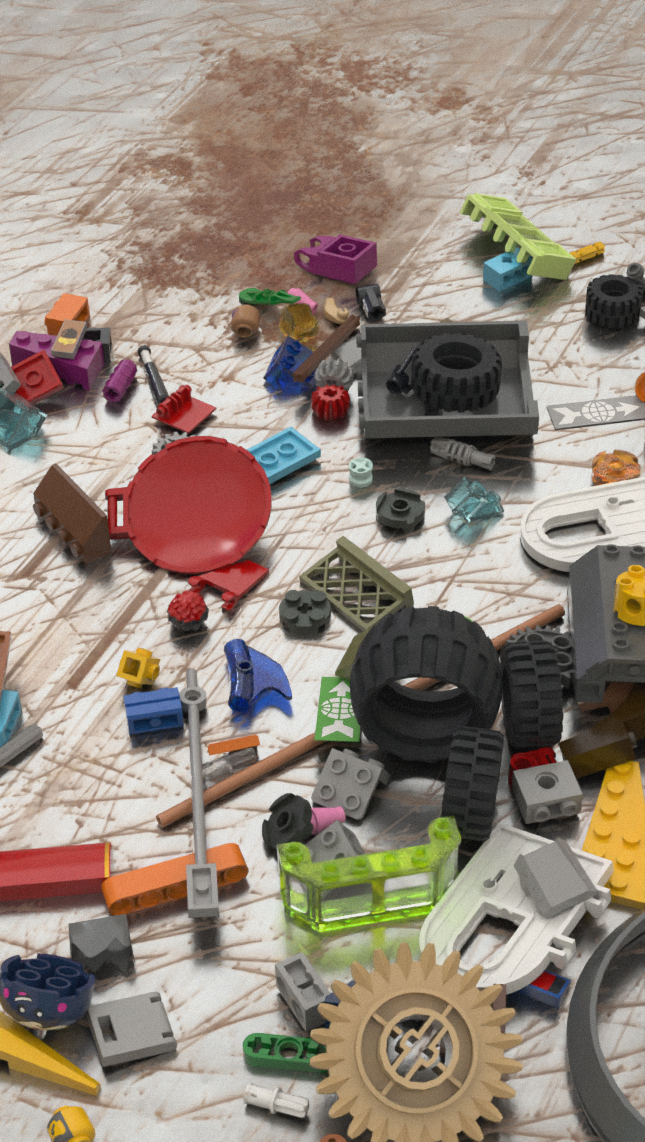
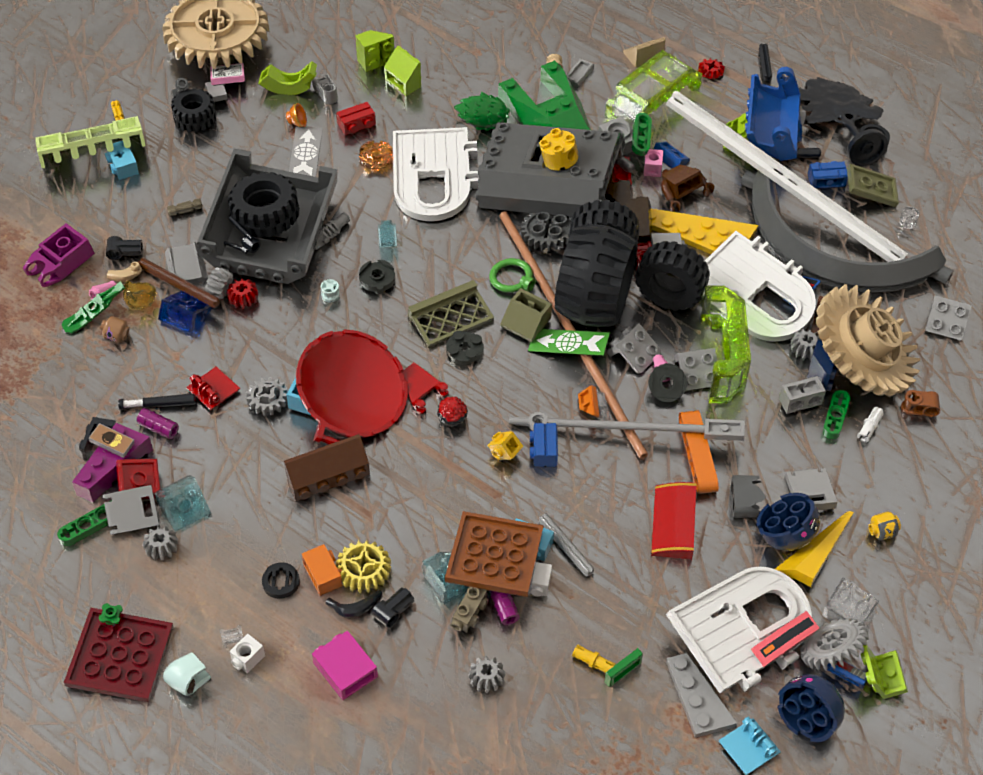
camera: 80 degrees left, 10 degrees up
(67, 307) = (51, 450): orange piece -> none
(252, 675) = (525, 384): clear blue pin -> none
(284, 453) = (290, 335): medium azure plate -> none
(554, 878) = (748, 258): light grey slope -> none

